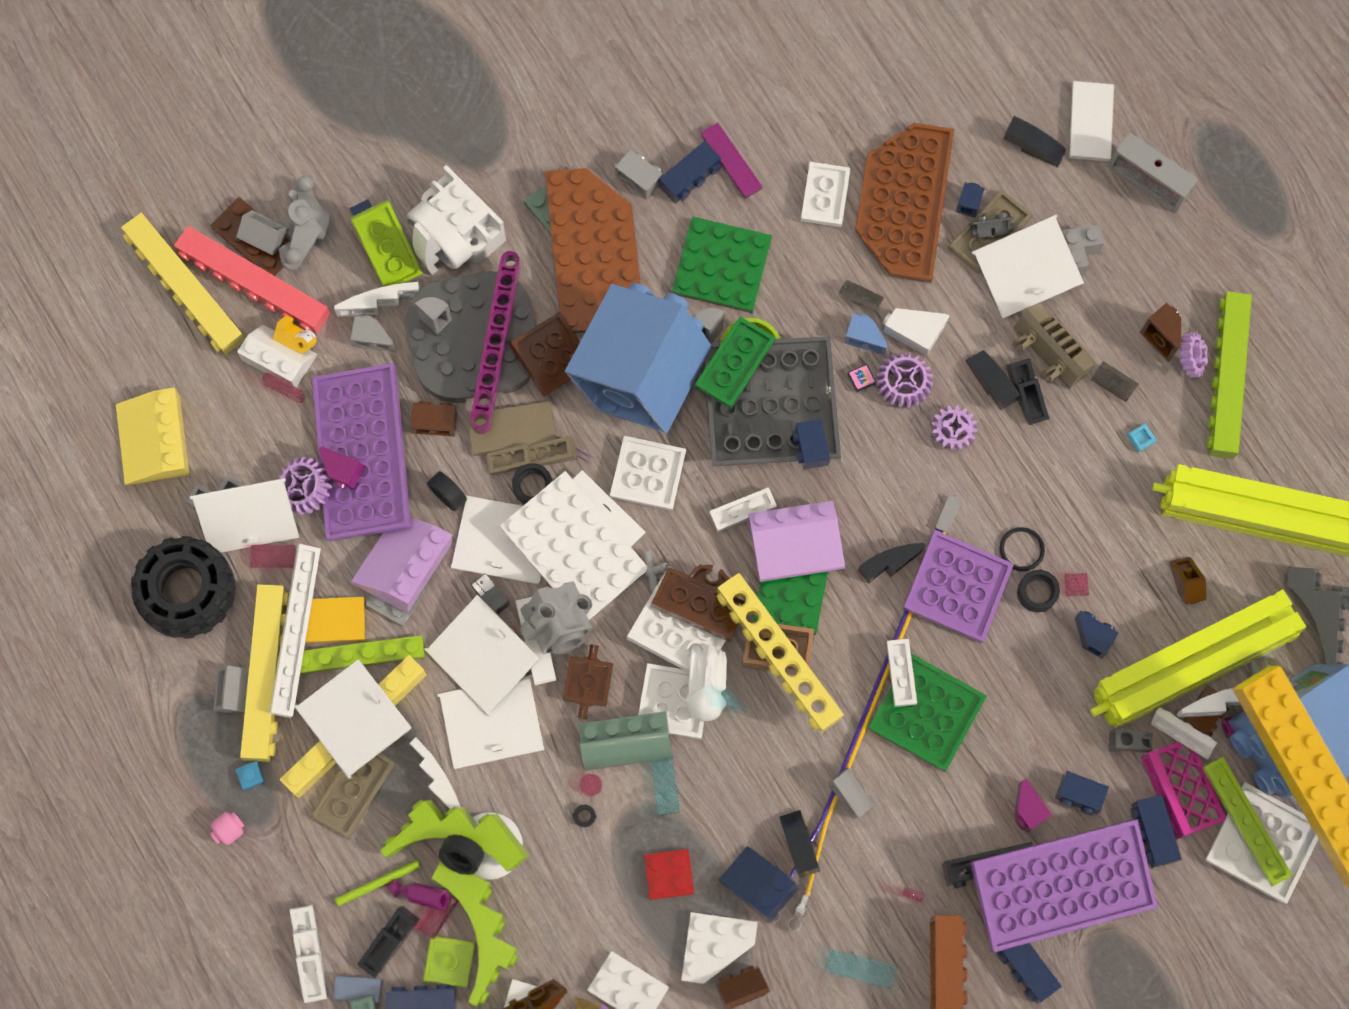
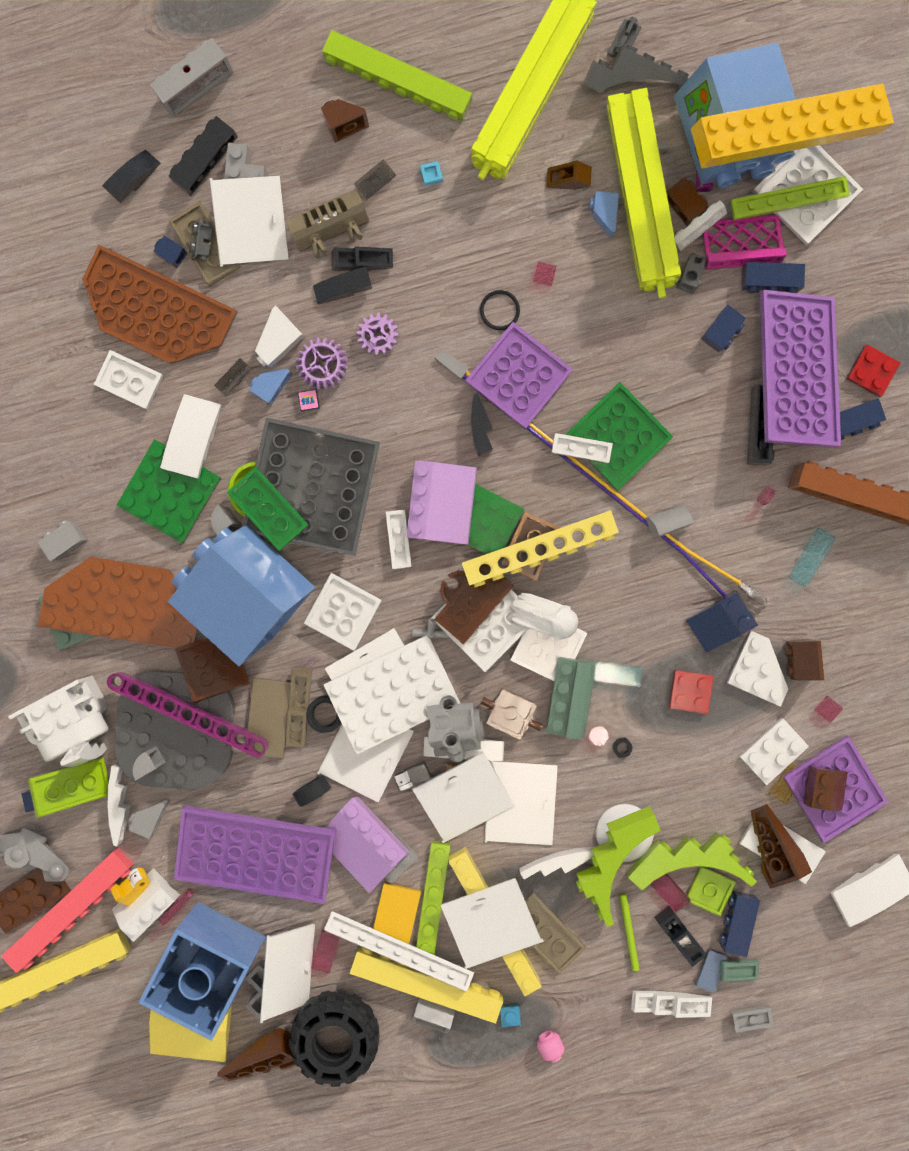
camera: 70 degrees left, 15 degrees up
(140, 518) = (266, 1053): none -> reddish brown wedge
(232, 423) = (202, 970): none -> medium blue brick
(261, 232) = (25, 892): light grey brick -> none
(311, 486) = (275, 906): lavender gear -> none
(341, 468) = (266, 878): magenta slope -> none
(420, 894) = (652, 901): magenta wheel -> none
(433, 419) = (242, 783): reddish brown brick -> none
(461, 854) = (634, 864): black tyre -> none
(690, 172) = (74, 494): dark blue brick -> none
(732, 161) = (72, 454): magenta tile -> none
(734, 701) = (568, 598): clear light blue tile -> none
(786, 270) = (191, 436): none -> white slope
(799, 844) = (699, 577): black slope -> none
(811, 444) = (362, 464): dark blue brick -> none
(1029, 807) = (724, 376): magenta slope -> none
(1047, 577) = (546, 294): black tyre -> none
(1078, 205) = (202, 156): none -> black brick
(1091, 121) = (124, 117): white tile -> none
(1091, 977) = (873, 370): none -> red plate
(1094, 635) = (594, 273): dark blue slope -> none
(1166, 628) = (604, 210): none -> medium blue slope
(1193, 354) = (372, 100): lavender gear -> none
(1210, 705) = (685, 187): white slope -> none

